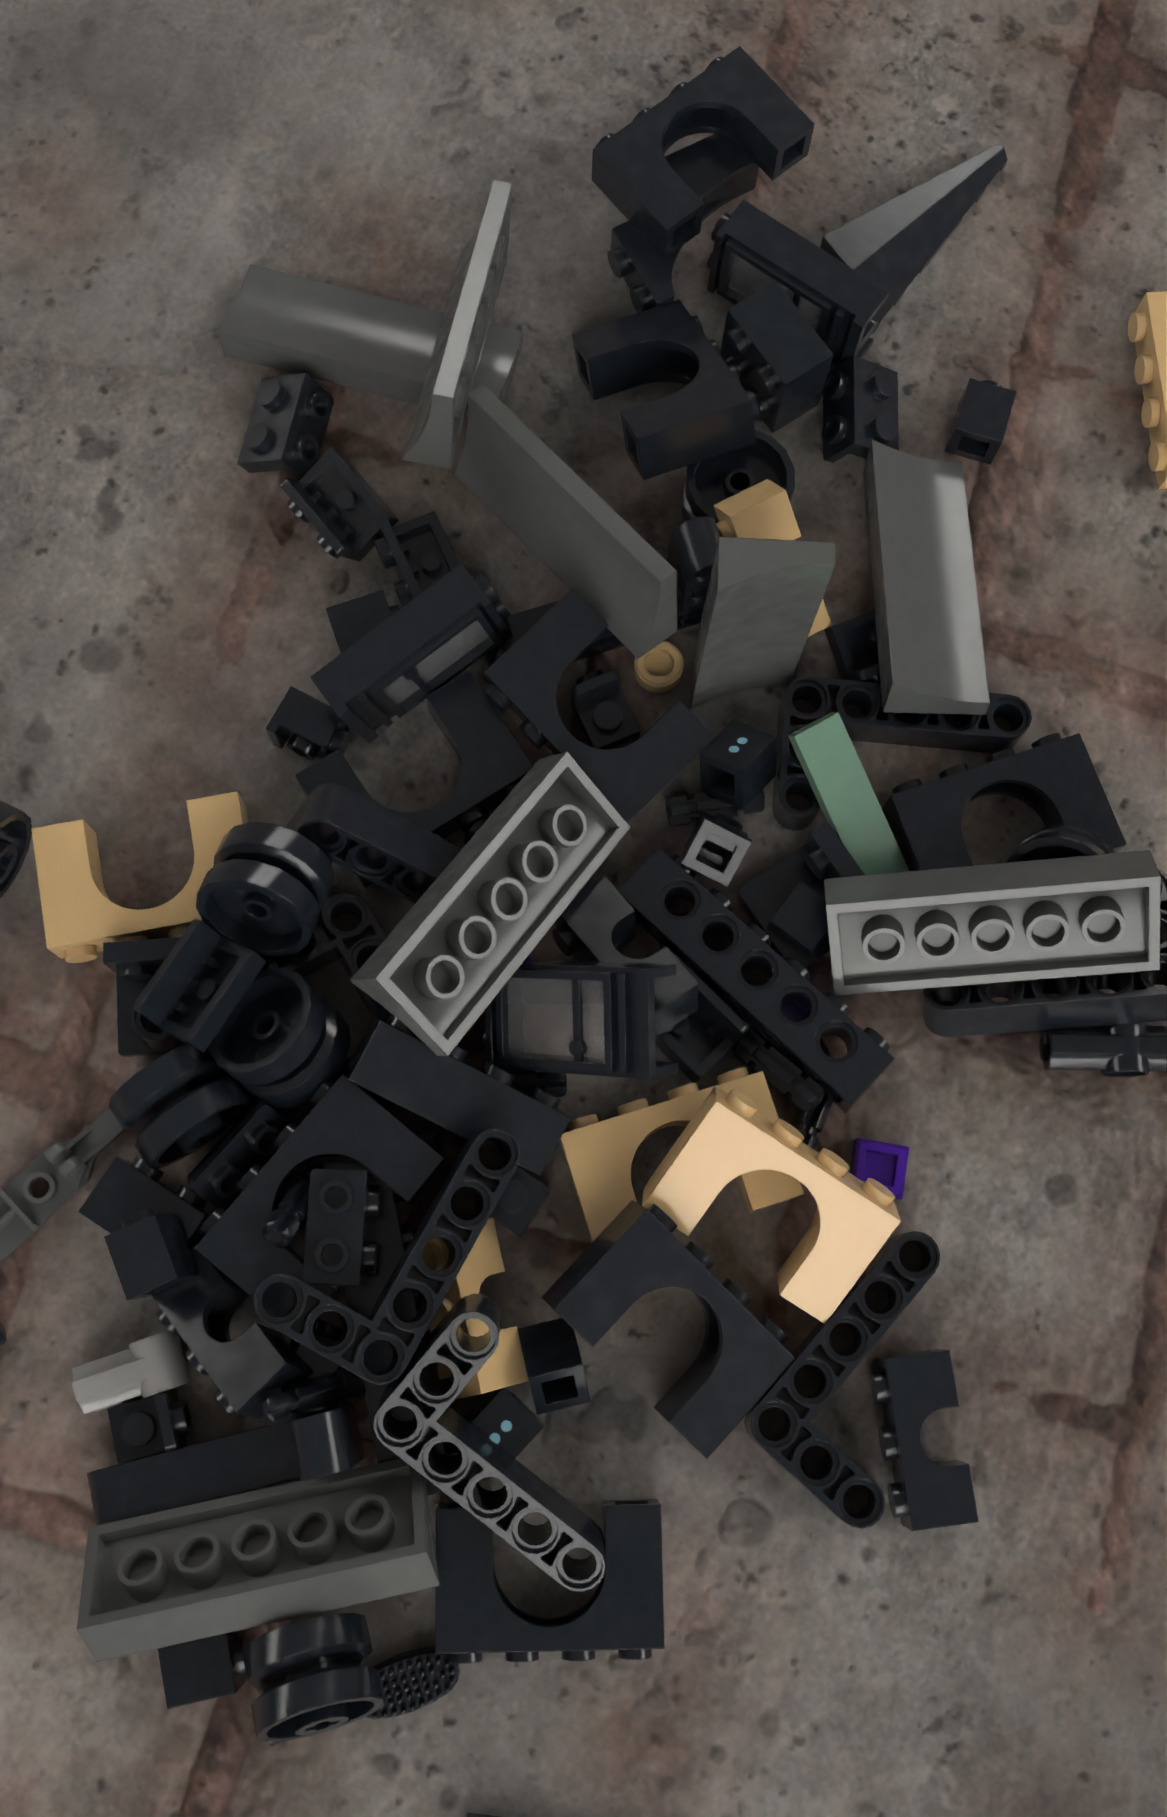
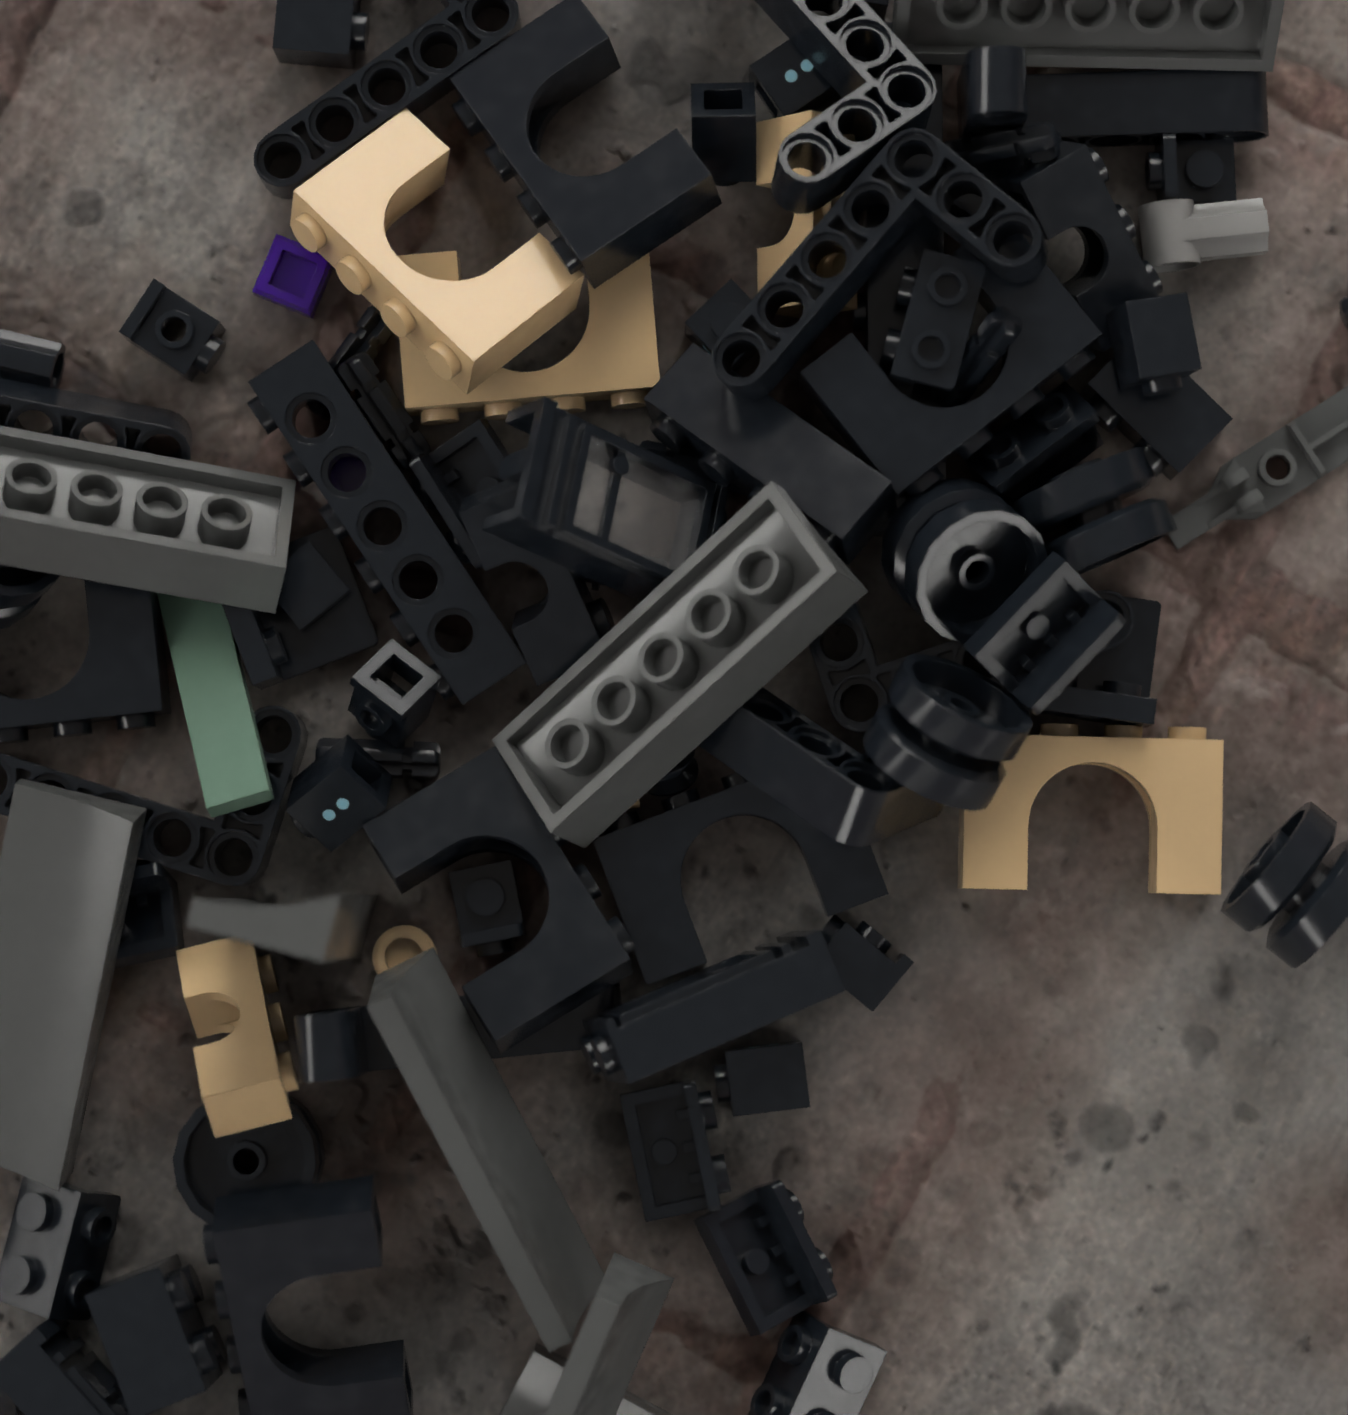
camera: 160 degrees left, 10 degrees up
(941, 1105) = (152, 316): none -> black brick

